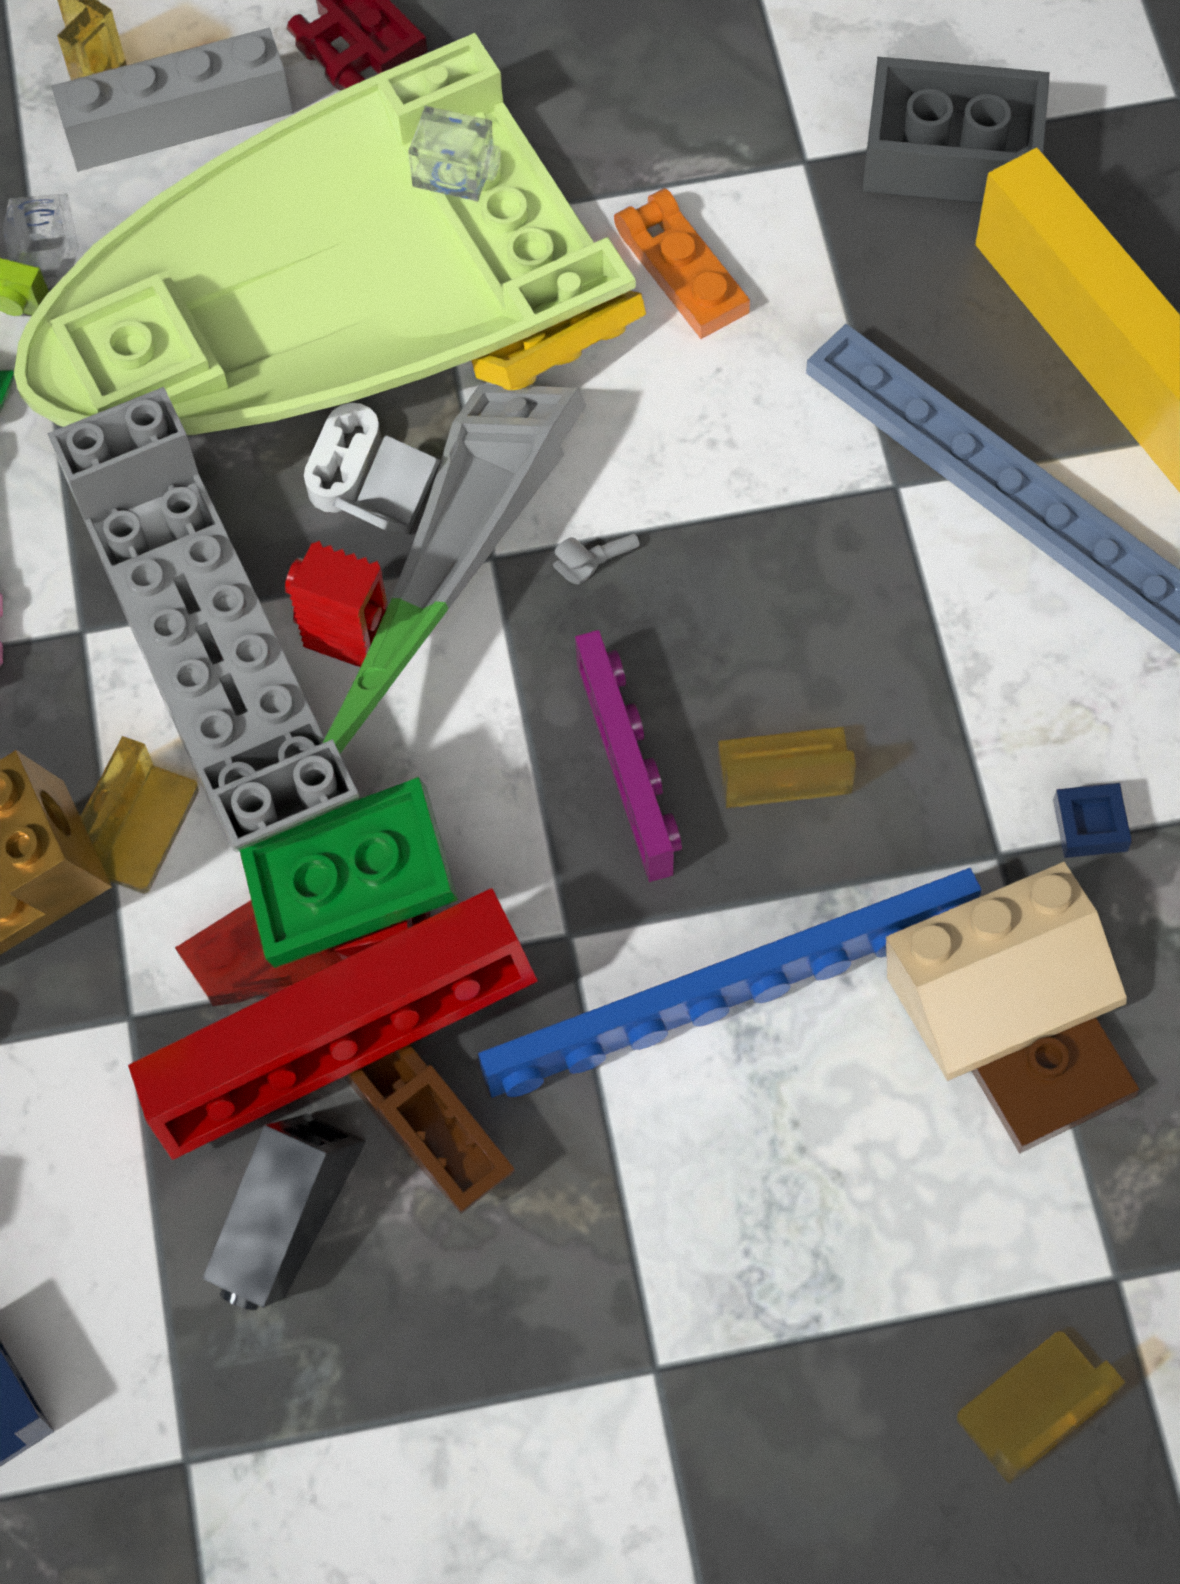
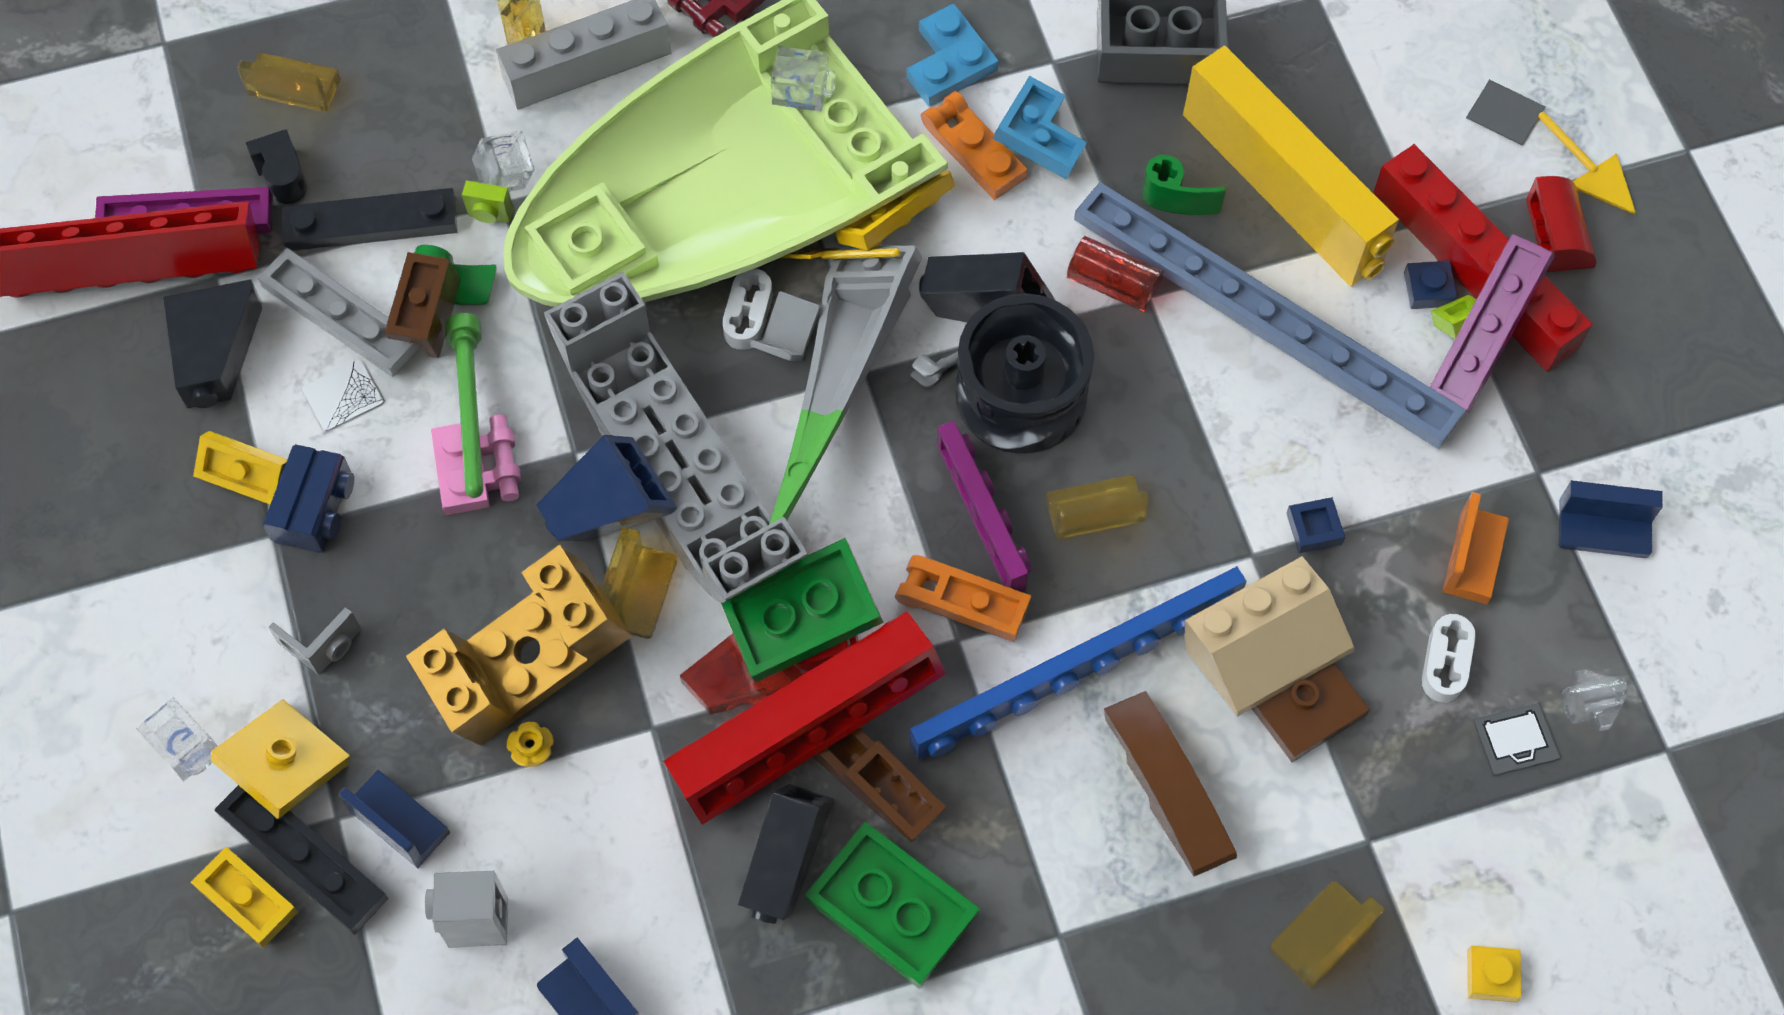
camera: 10 degrees left, 0 degrees up
(104, 686) = (605, 492): none -> dark blue slope
(336, 602) = (764, 418): red brick -> none
(423, 1300) = (892, 904): none -> green plate
(476, 392) = (834, 253): none -> yellow piece
(584, 877) = (964, 597): none -> orange plate
(673, 459) = (965, 283): none -> black slope
(677, 143) = (958, 57): none -> dark azure plate
(704, 573) = (1023, 373): none -> black piece
(761, 250) = (1032, 134): none -> dark azure plate
(839, 1168) = (1170, 783): none -> reddish brown slope
(851, 449) = (1114, 273): none -> clear red brick
(936, 344) = (1164, 190): none -> green panel

